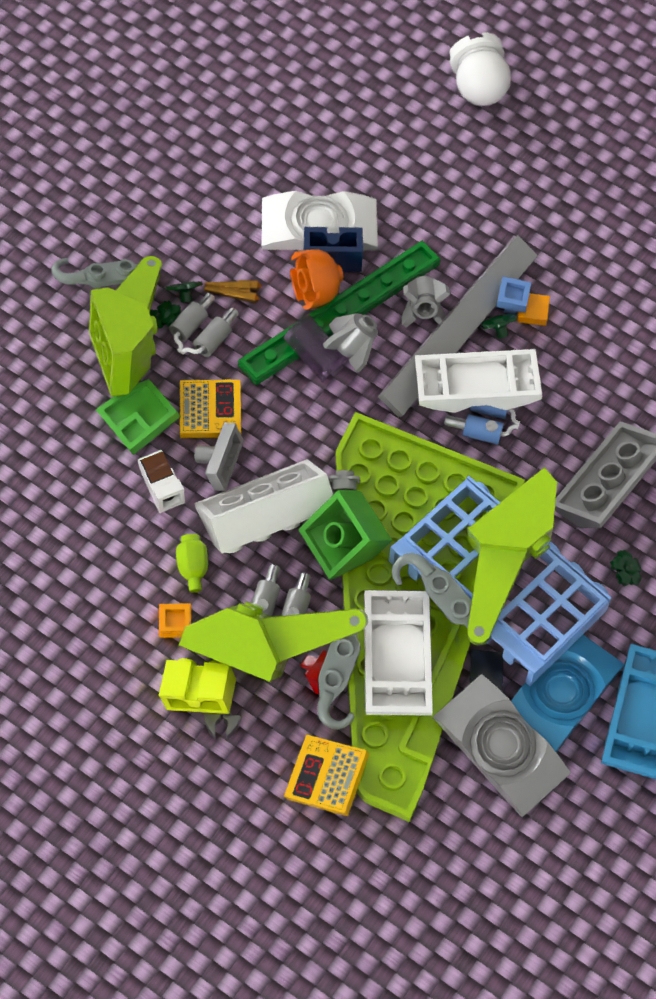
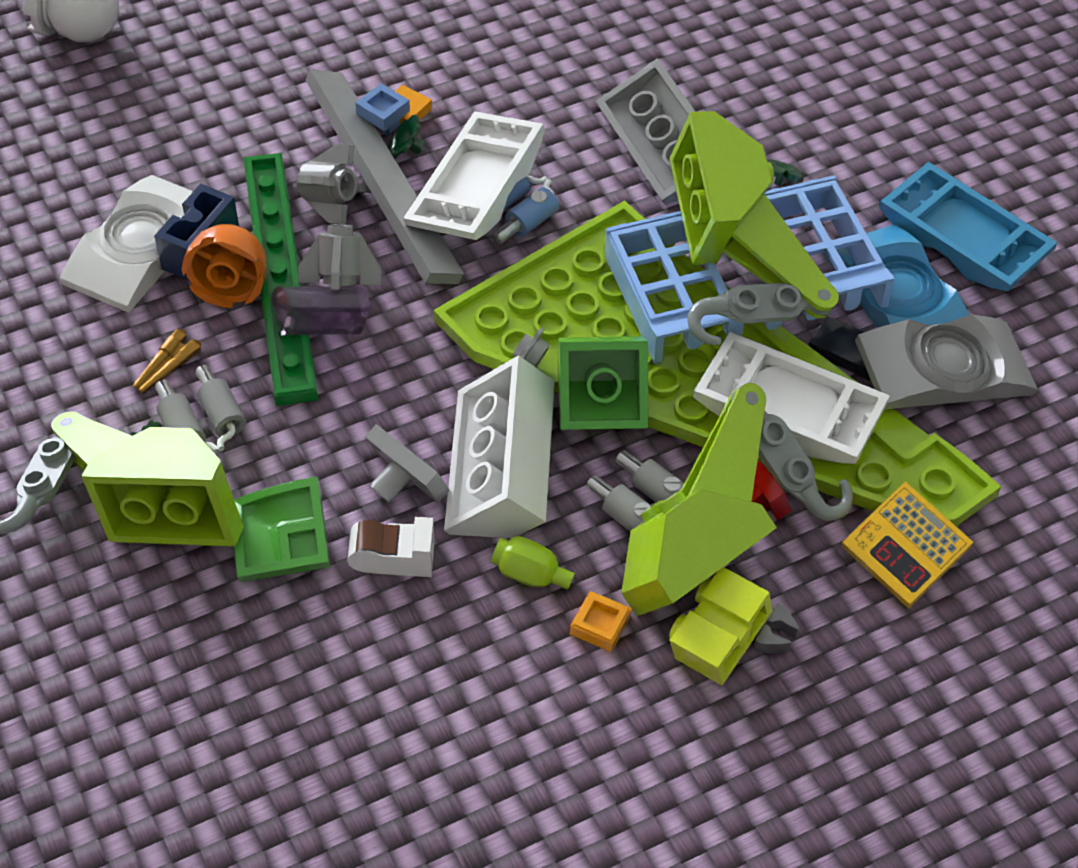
camera: 60 degrees left, 10 degrees down
(185, 289) = (130, 406): dark green plant -> none
(207, 406) = (321, 448): tile -> none

